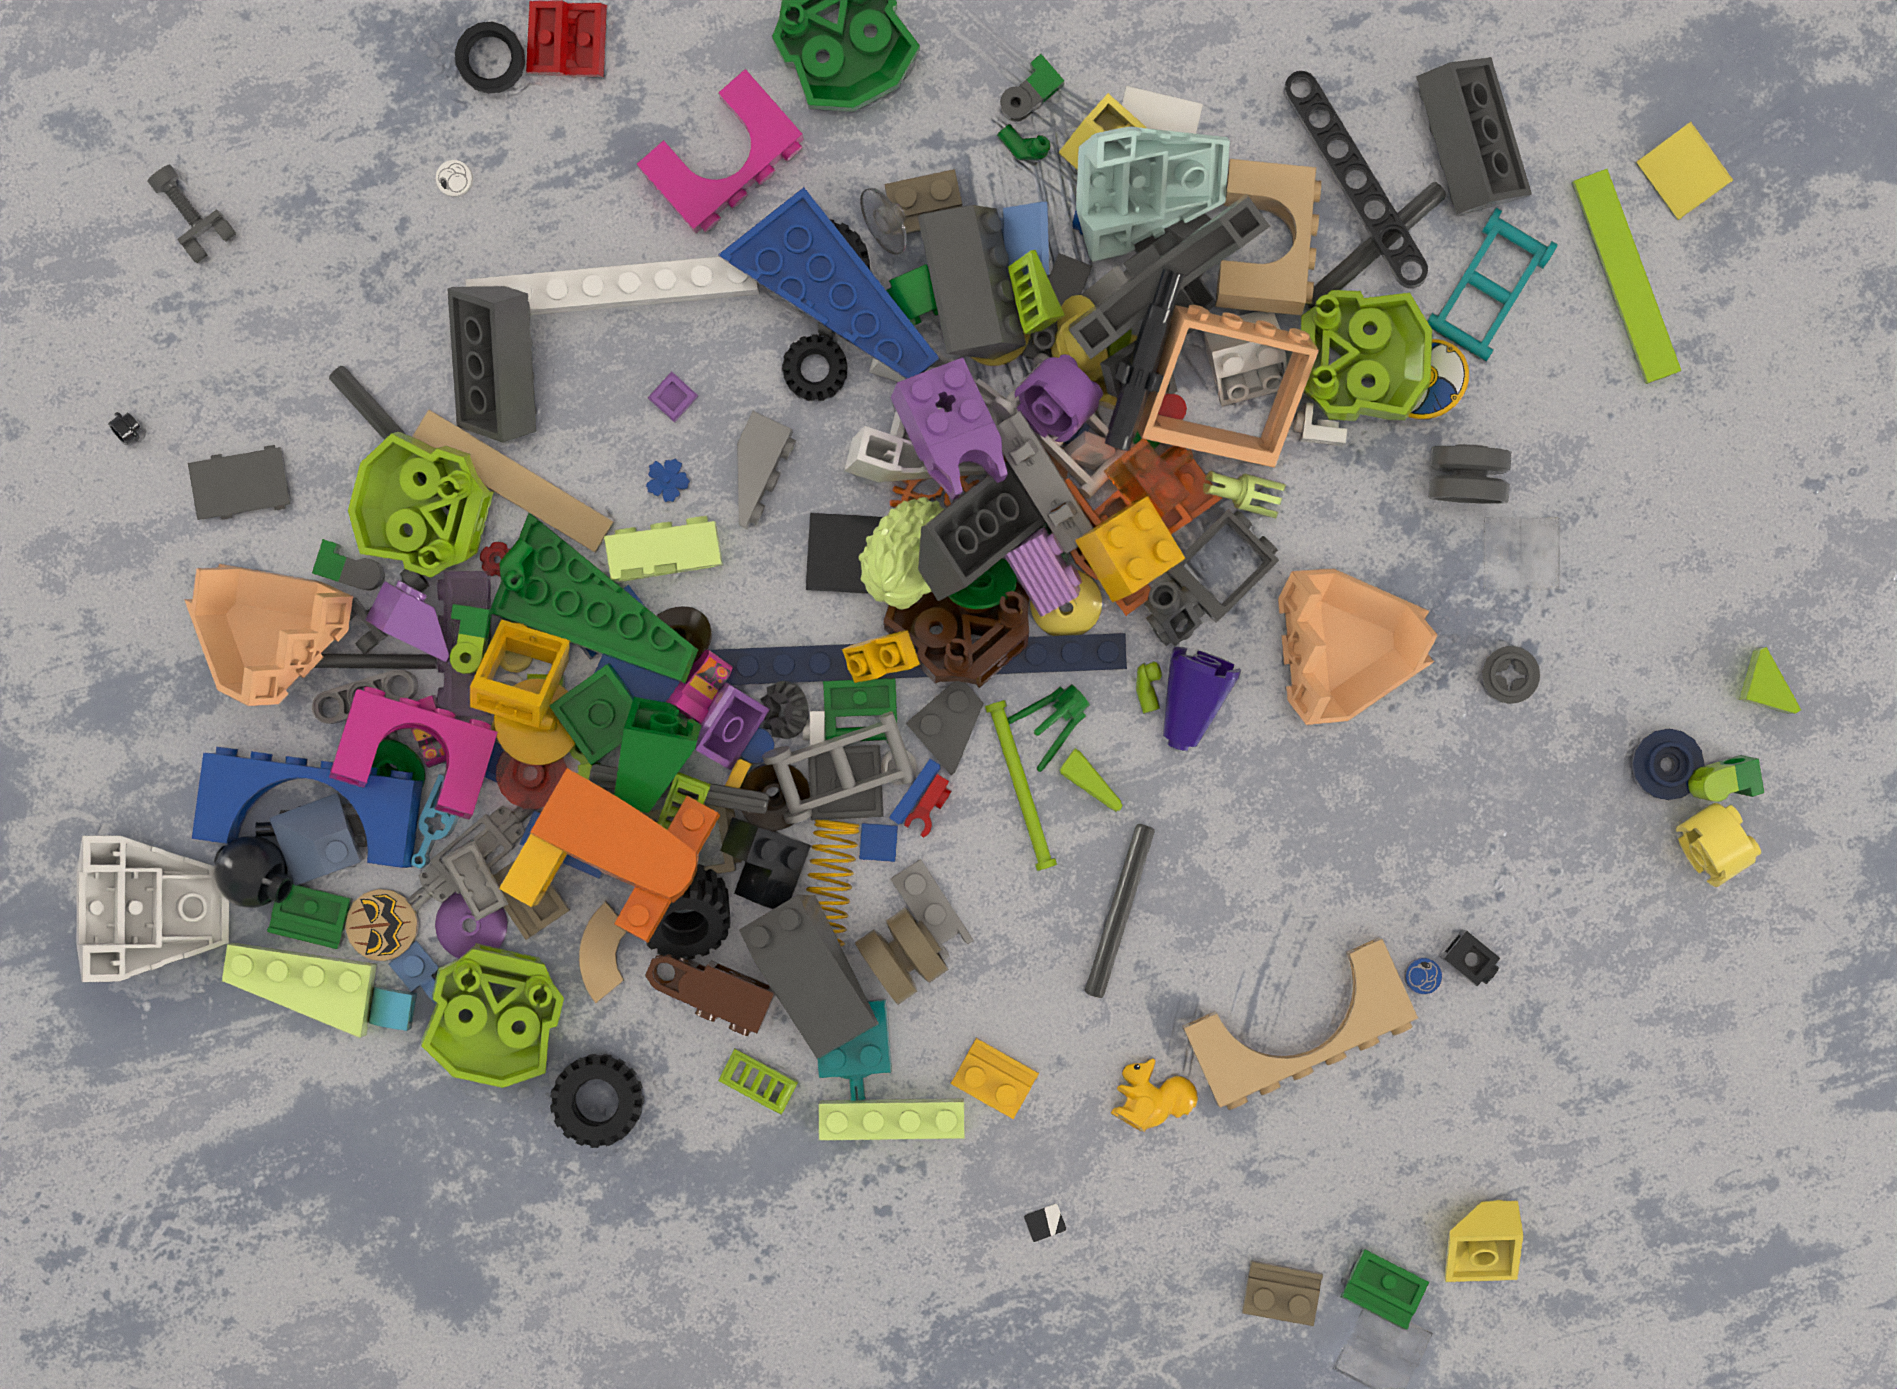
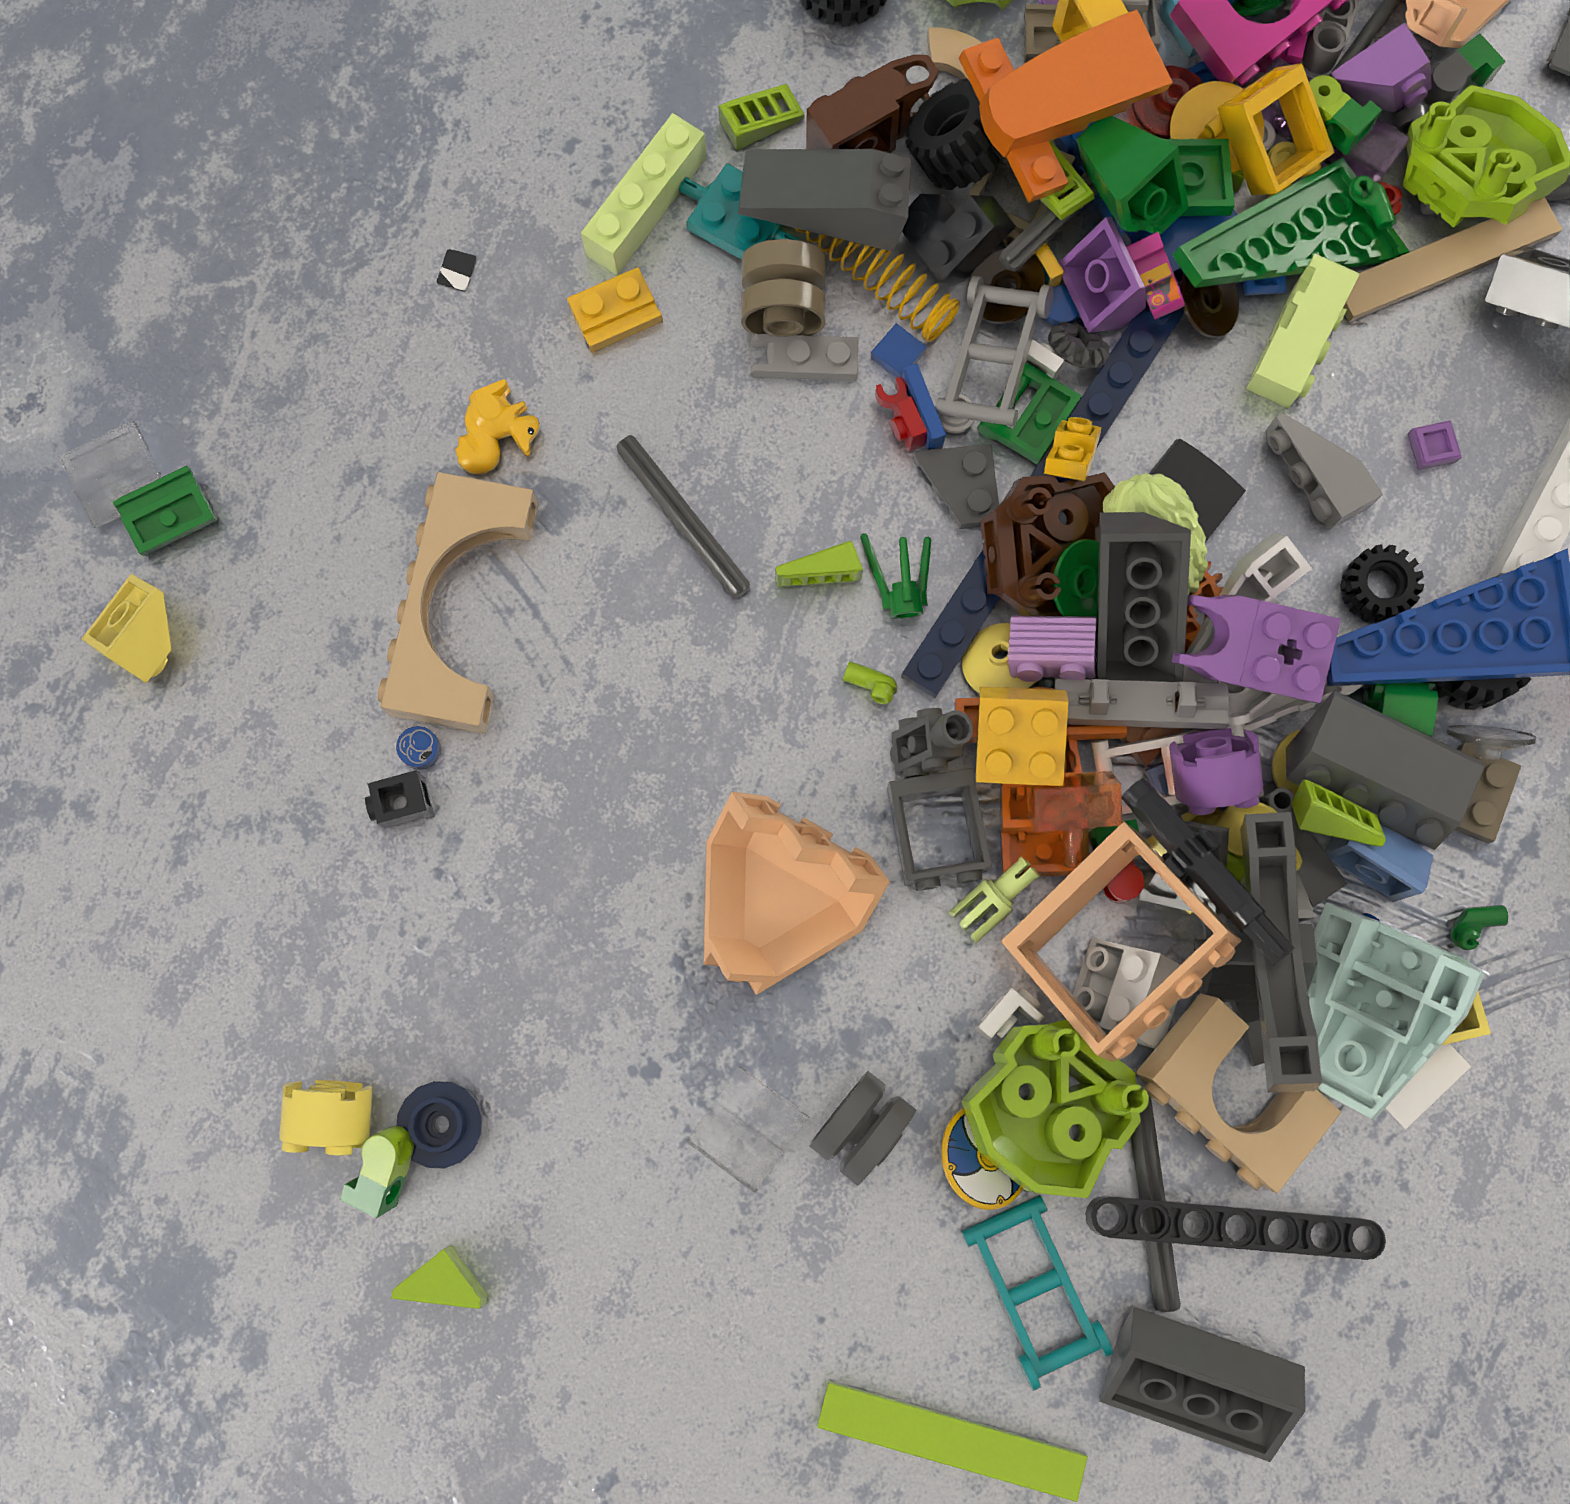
camera: 130 degrees right, 10 degrees down
(667, 479) = (1358, 391): blue plant -> none
(823, 777) = (982, 378): dark grey plate -> none
(1021, 785) = (860, 507): lime bar -> none
(1023, 100) = (1527, 967): leg -> none
(1089, 450) = (1138, 767): white tile -> none
(1195, 695) = (835, 716): dark purple cone -> none
(1282, 1293) = (235, 424): dark tan plate -> none
(1523, 663) = (637, 1011): dark grey gear -> none

